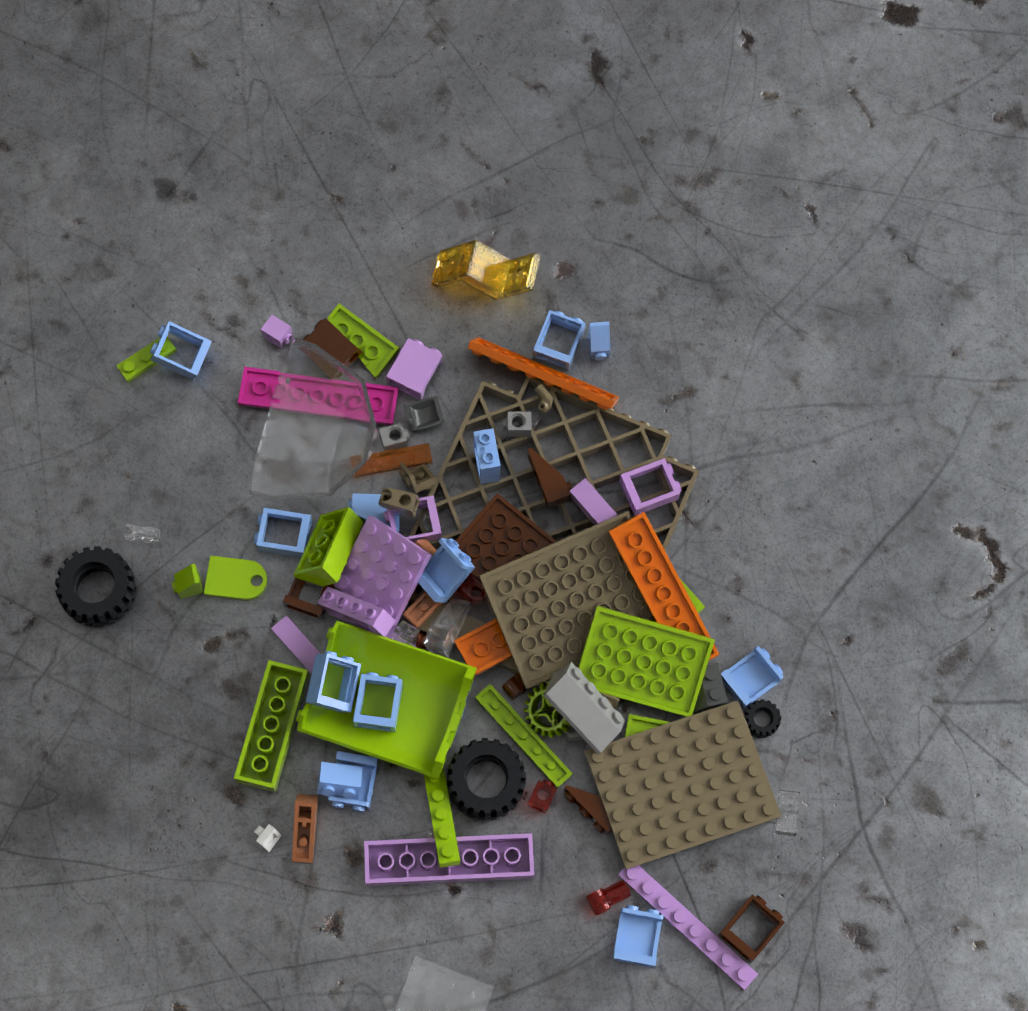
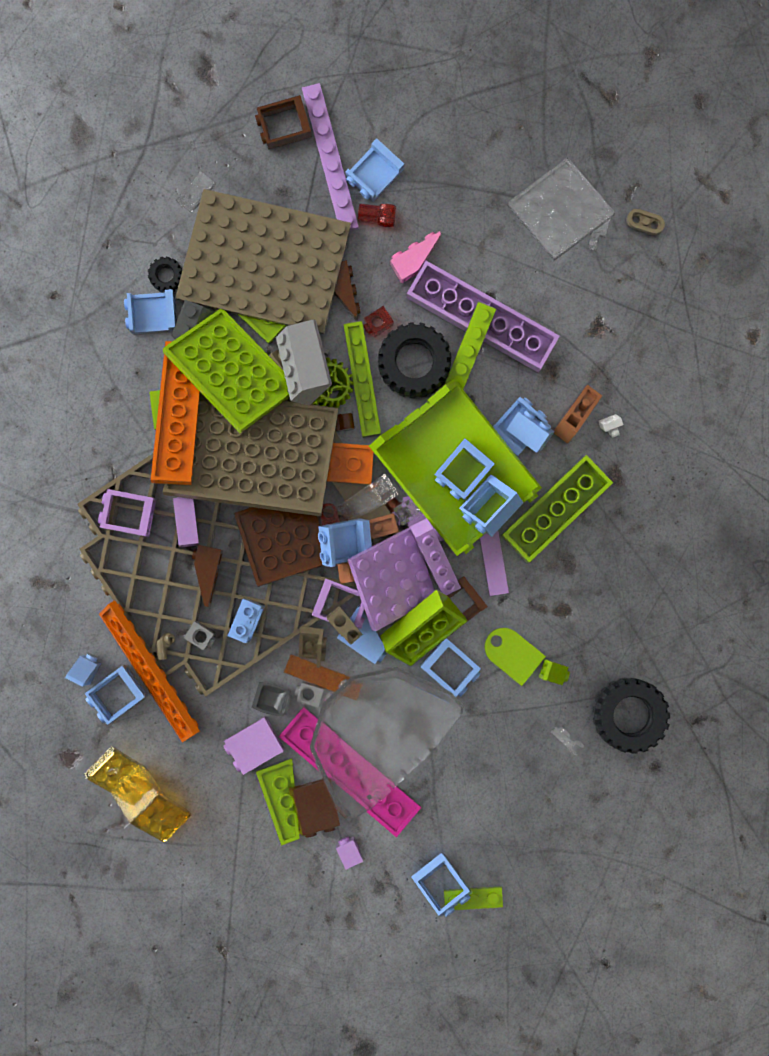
camera: 145 degrees left, 15 degrees up
(547, 871) = (410, 262): none -> bright pink slope

